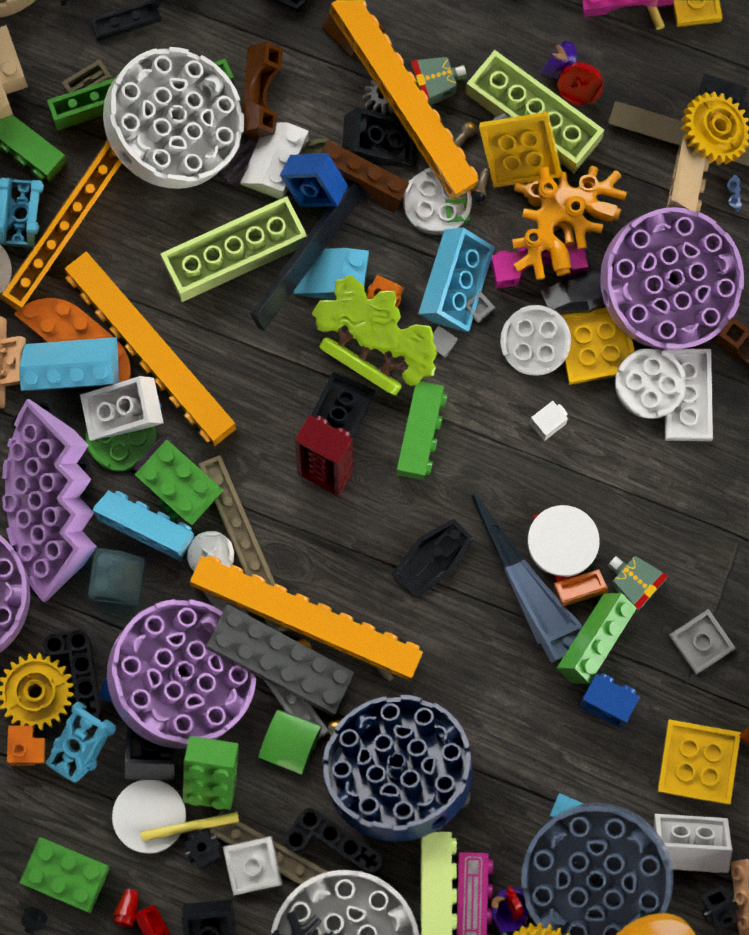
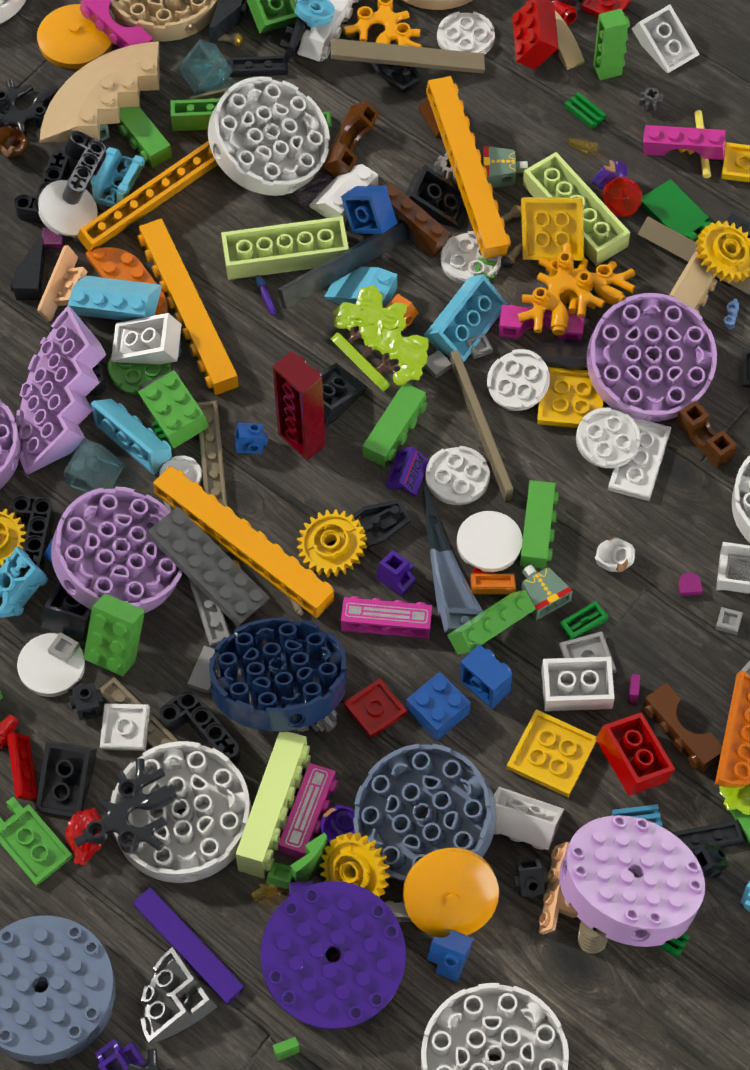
camera: 20 degrees right, 15 degrees down
(67, 40) = (204, 67): none -> clear light blue slope
(157, 796) = (63, 648): none -> light grey tile
(189, 826) = (77, 679): light yellow bar -> none
(229, 309) = (265, 295): none -> dark purple piece
(272, 493) = (250, 438): none -> blue brick
(290, 741) = (194, 636): bright green slope -> none
(313, 779) = (201, 676): none -> light grey tile
(412, 604) = (335, 558): none -> yellow gear
(450, 481) = (407, 470): none -> dark purple panel
(478, 606) = (396, 573): none -> dark purple brick
(483, 660) = (386, 617): none -> dark pink brick
(504, 469) = (457, 475): none -> white tile
(504, 766) = (375, 708): none -> red plate
(512, 404) = (481, 426): none -> dark tan tile
(514, 904) = (343, 817): red piece -> none
(515, 24) = (582, 145): none -> clear yellow bar
(549, 420) = (510, 444): white brick -> none
(568, 746) = (438, 706): none -> blue brick
(607, 505) = (538, 524): none -> bright green brick
(641, 82) = (675, 210): none -> green tile
(673, 616) = (592, 625): none -> green tile
(698, 519) = (615, 555): none -> white hair
(703, 679) = (577, 683): none -> white brick

